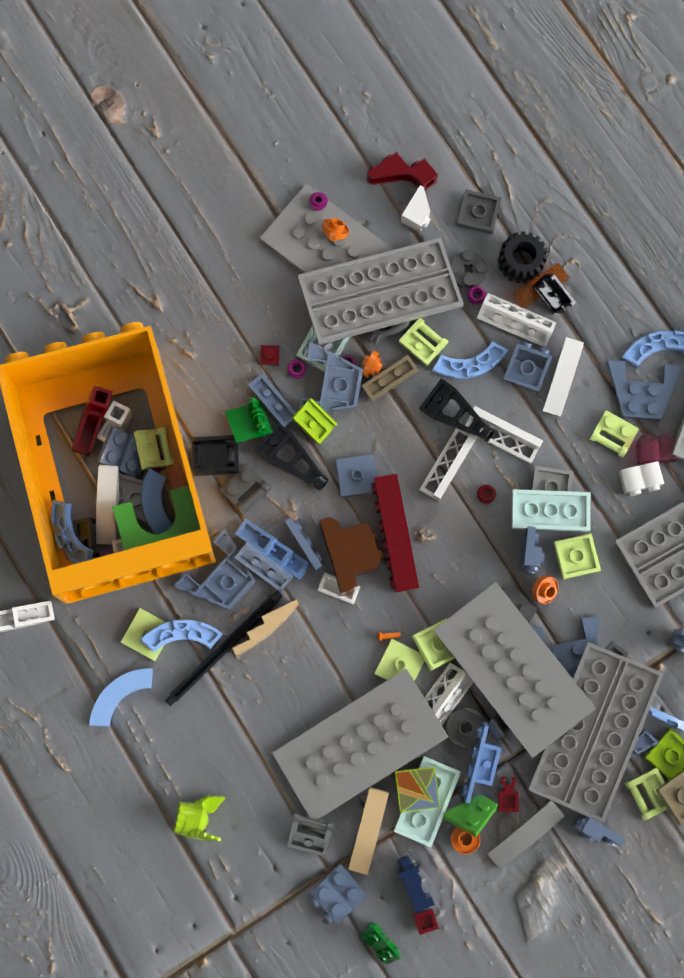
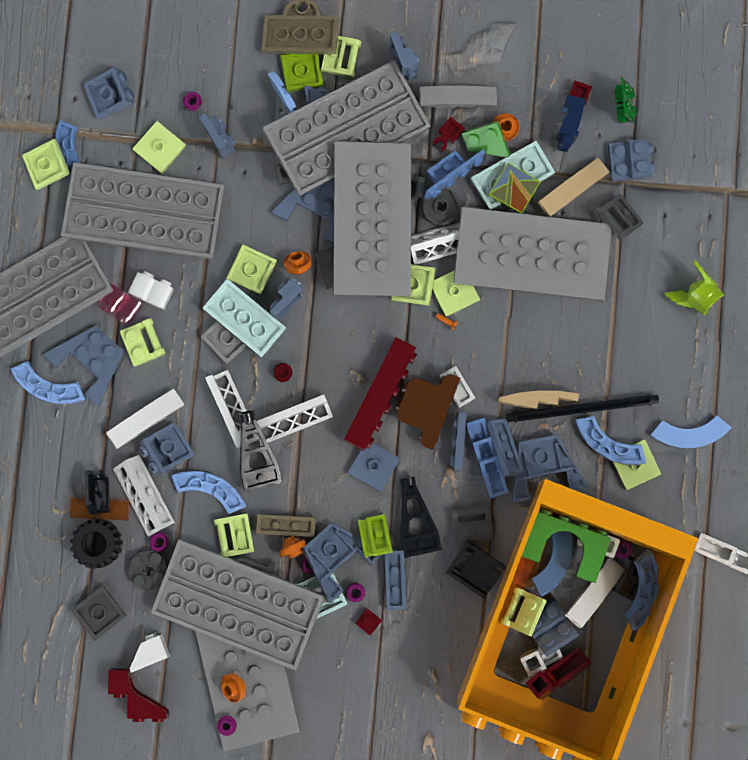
camera: 145 degrees left, 5 degrees up
(248, 421) = (428, 576): green hinge -> none

